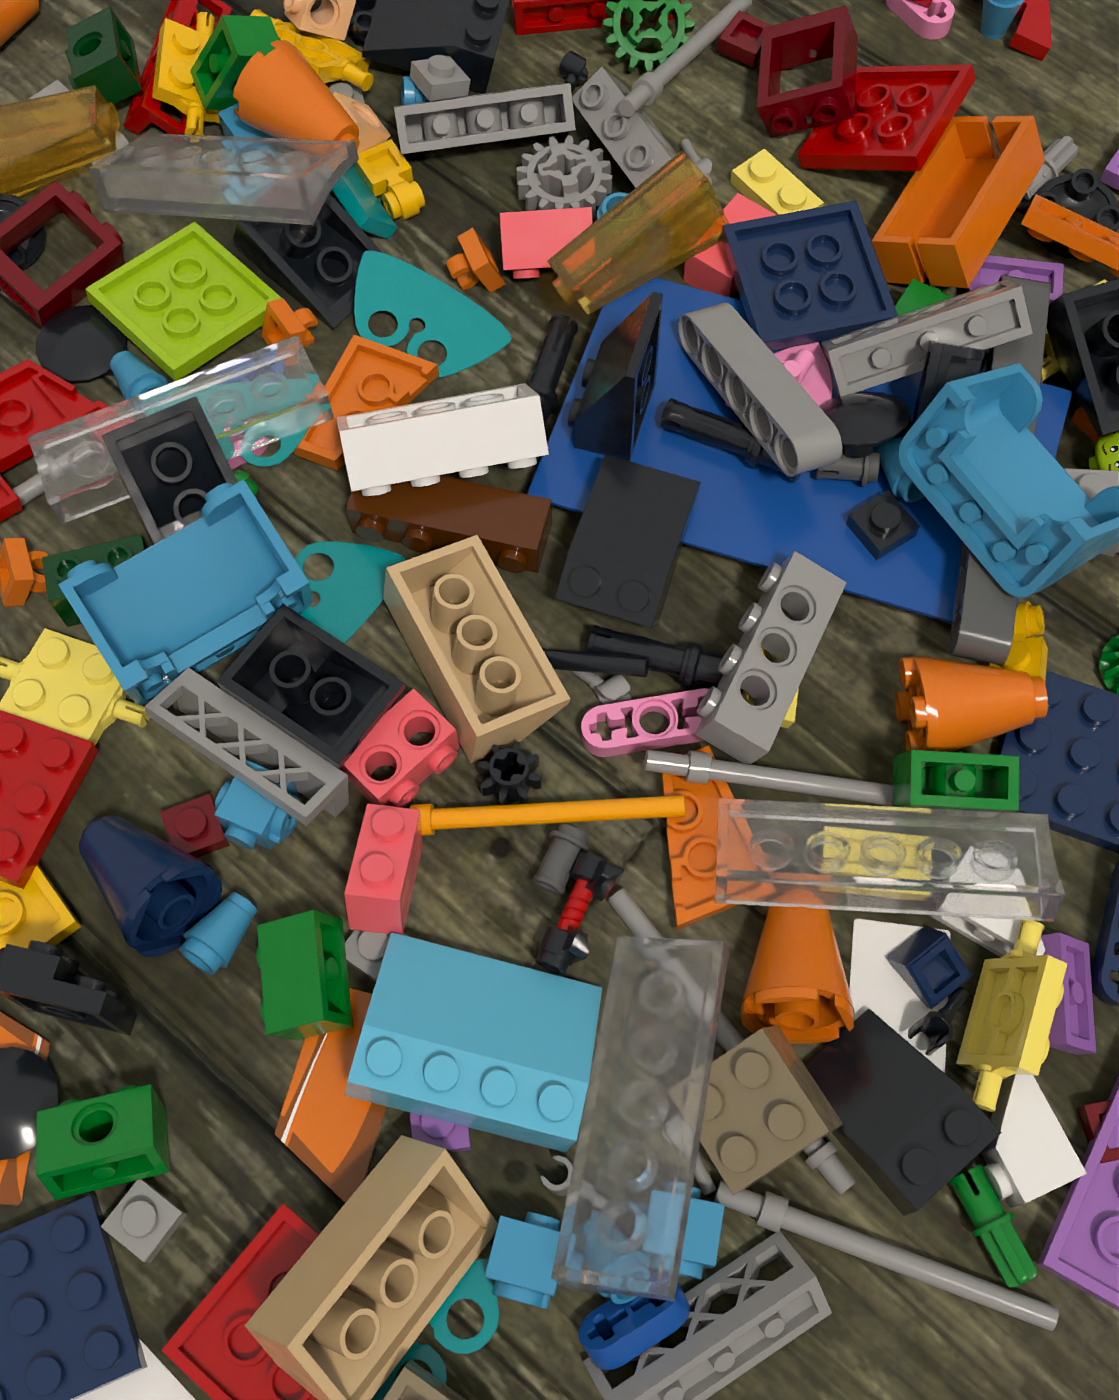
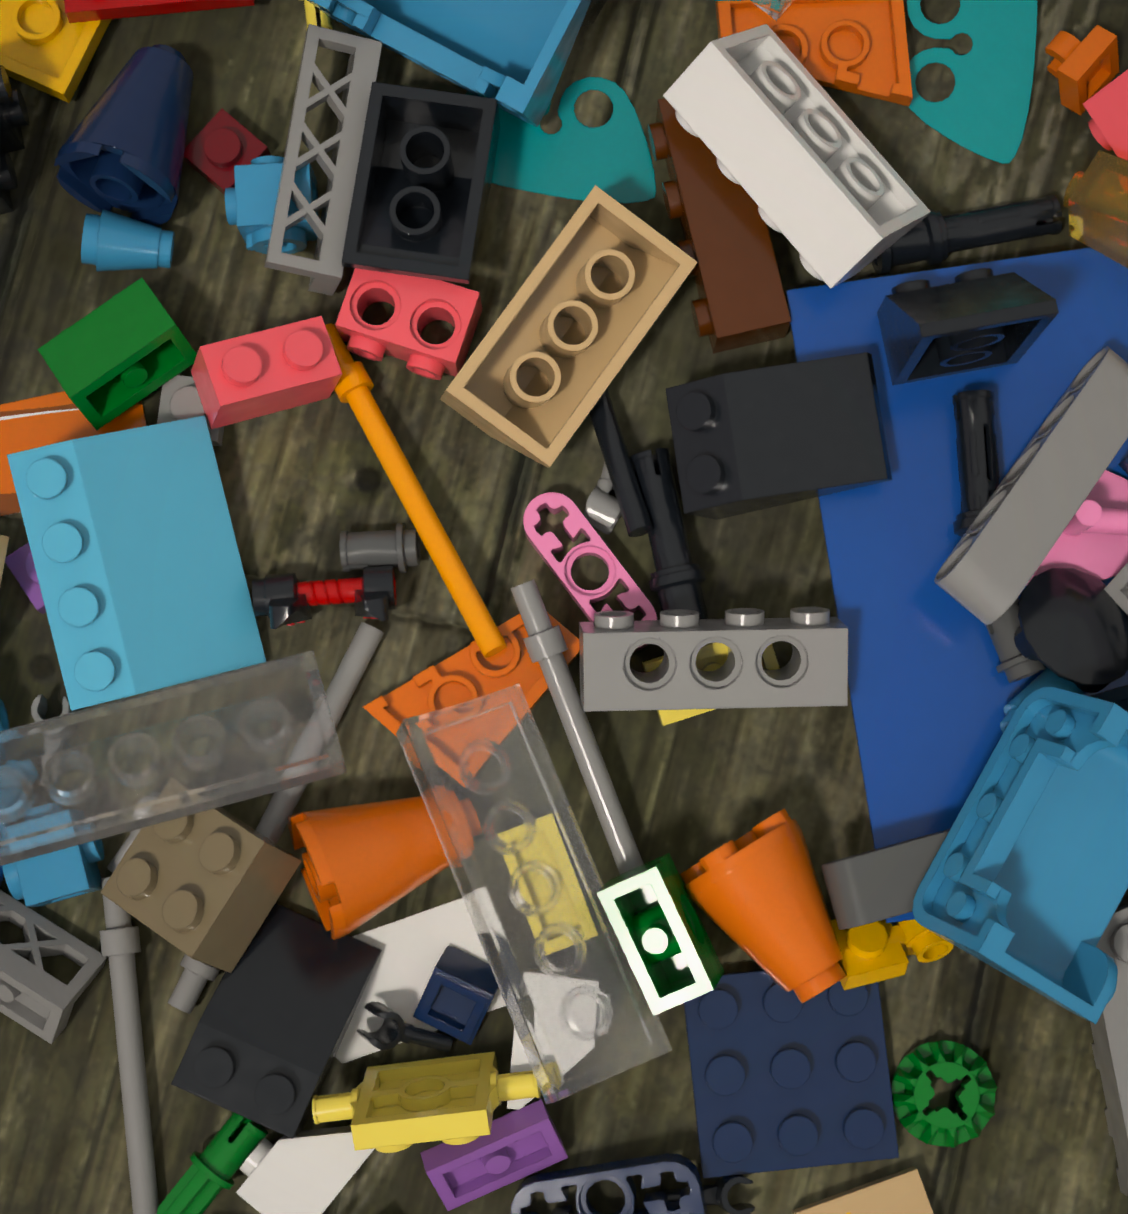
camera: 65 degrees right, 15 degrees up
(500, 765) = (427, 443): black gear -> none
(882, 525) = (956, 715): black plate -> none

